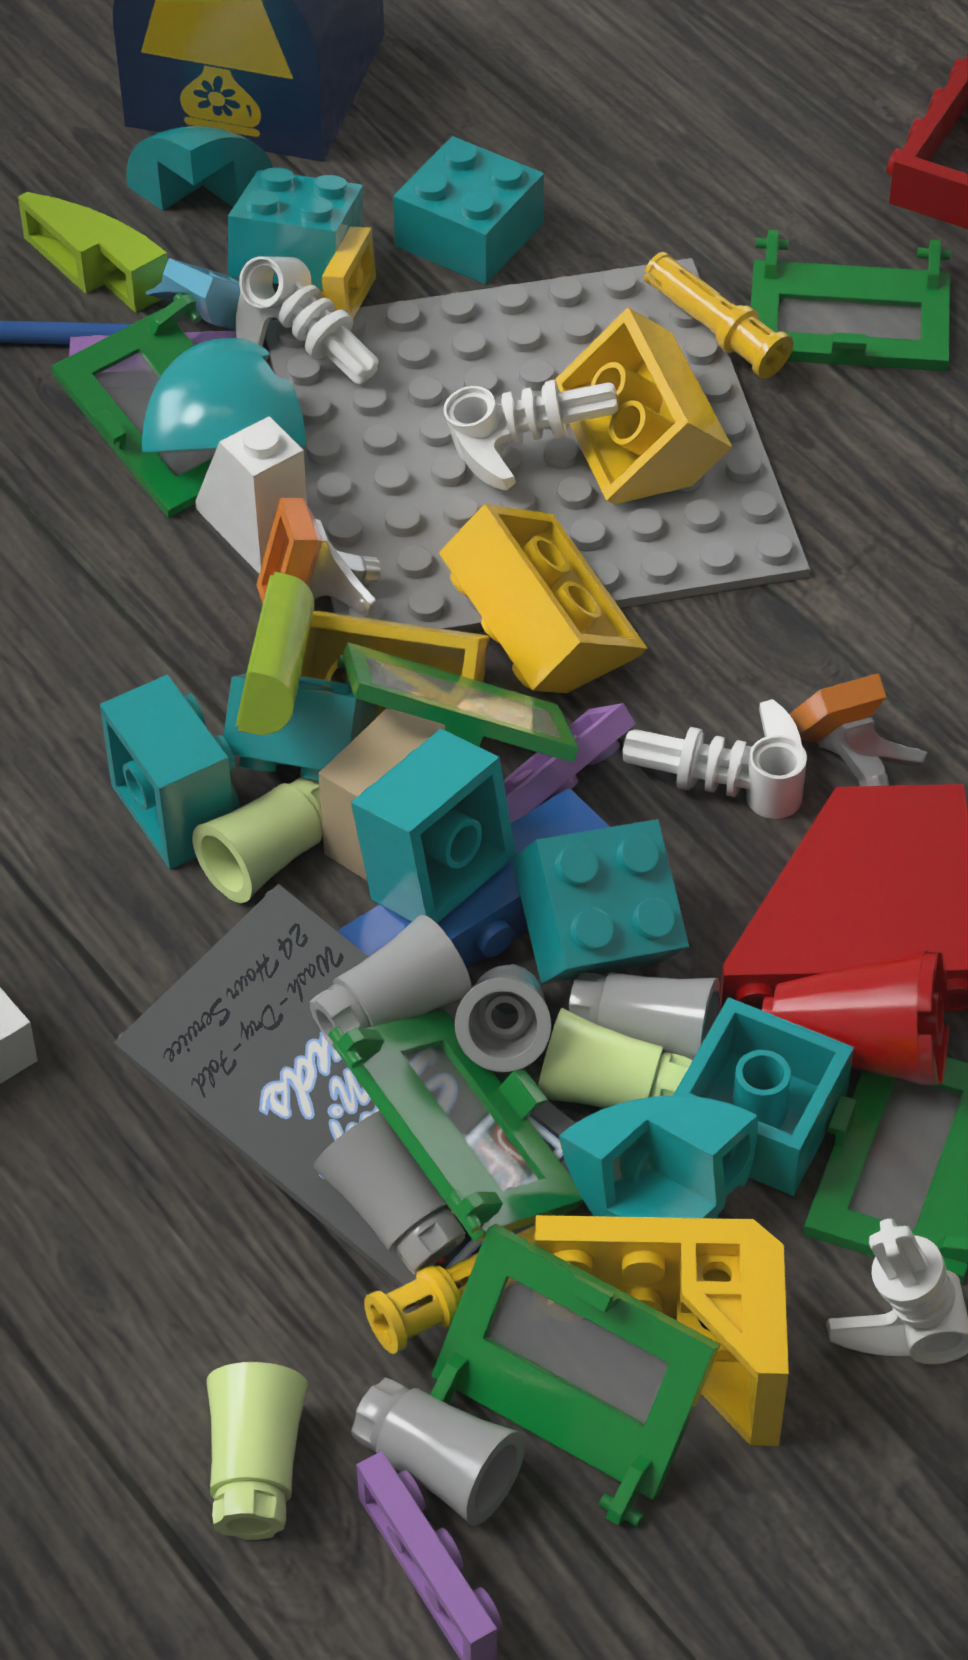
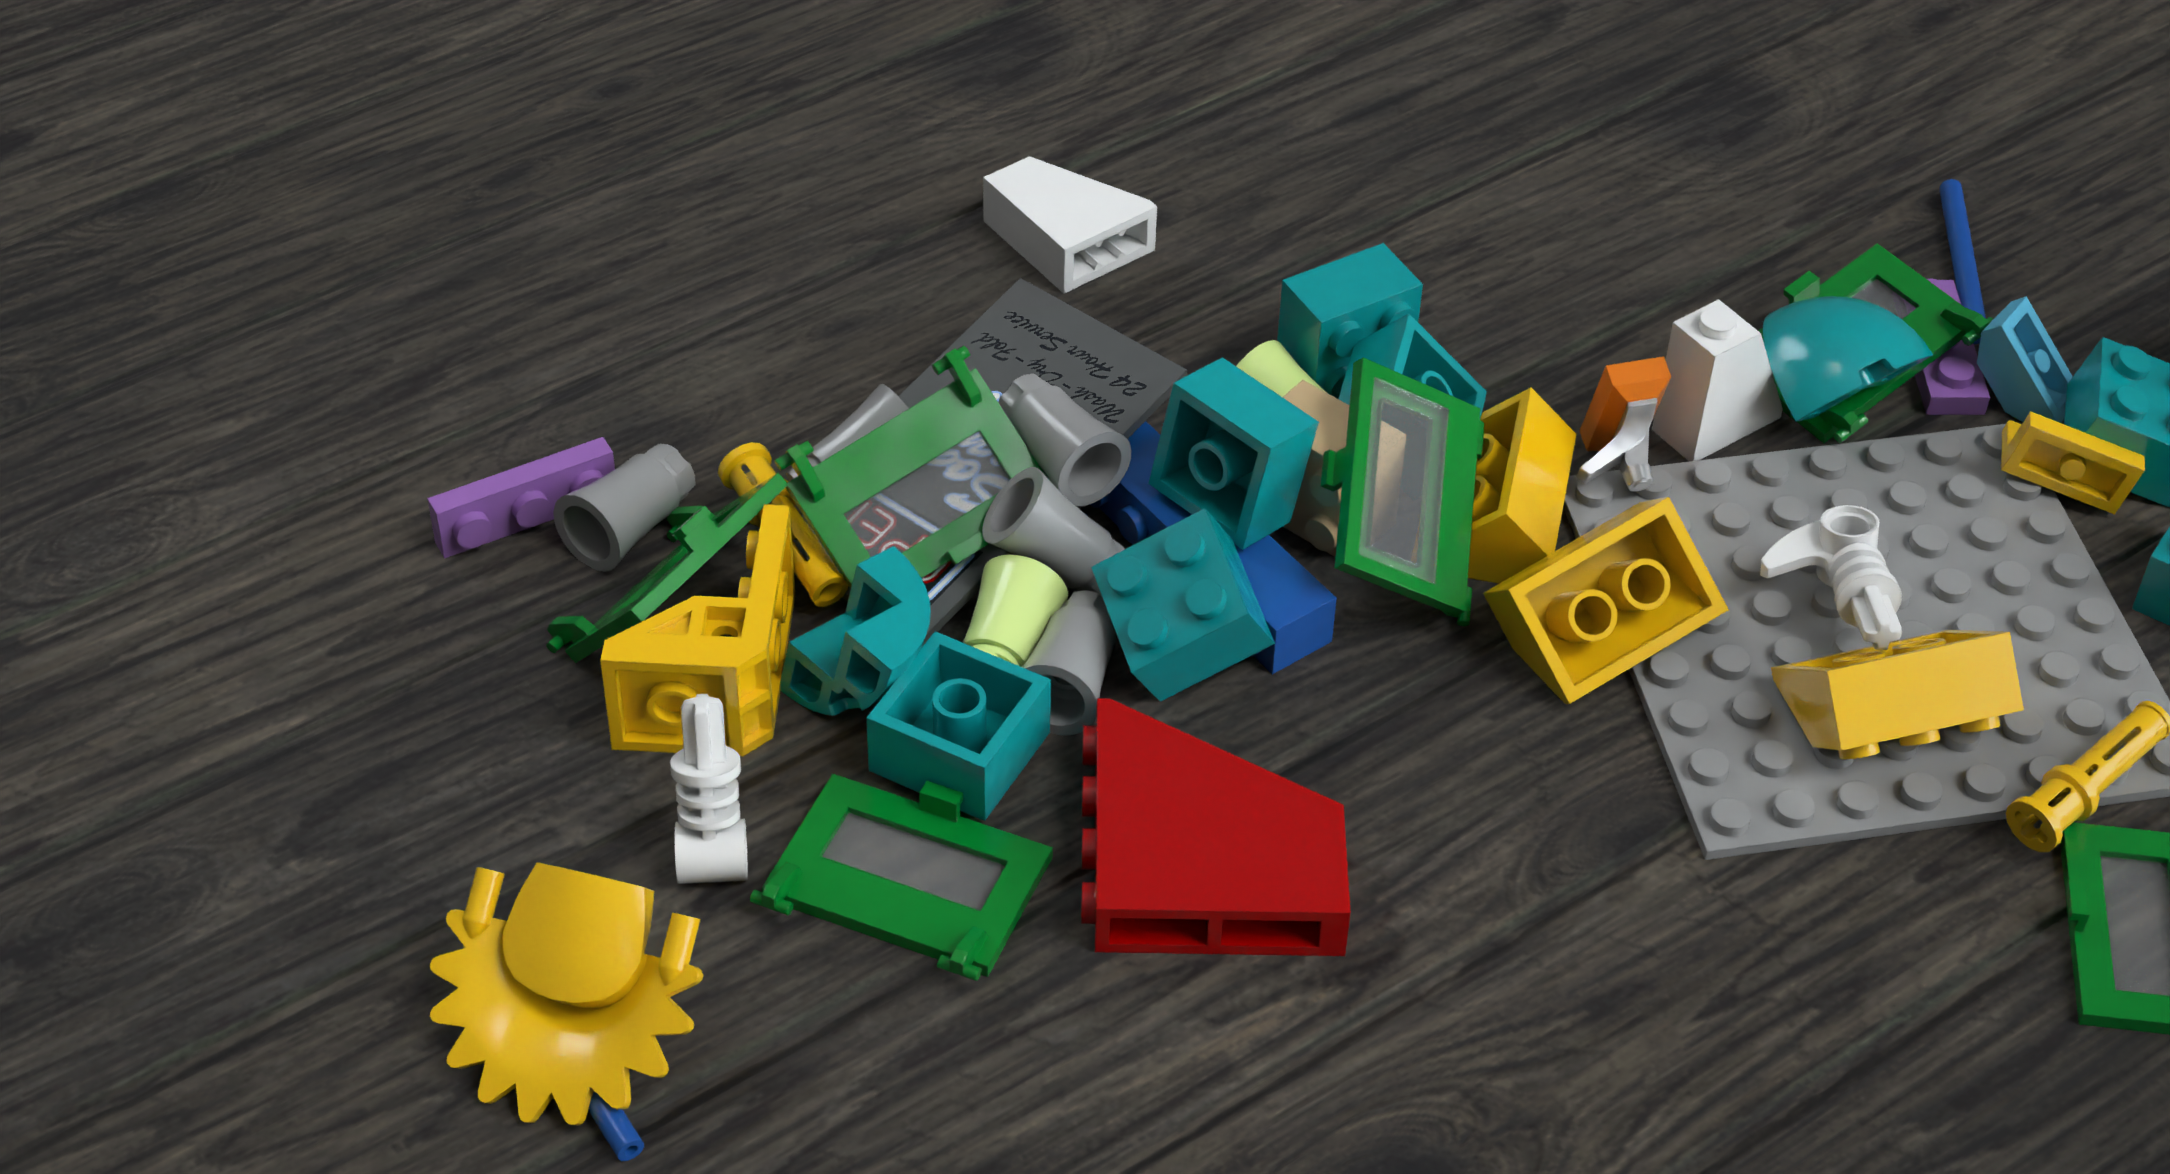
camera: 90 degrees right, 5 degrees down
(93, 248) = (2084, 286): lime slope -> none
(253, 1445) = (644, 396): yellowish green plant -> none
(276, 656) = (1425, 323): lime brick -> none
(302, 308) = (1991, 418): white piece -> none
(547, 776) = (1388, 614): medium lavender plate -> none
(769, 770) = (1385, 767): white piece -> none
(842, 723) = (1441, 834): piece -> none
(881, 1009) = (1032, 816): red cone -> none

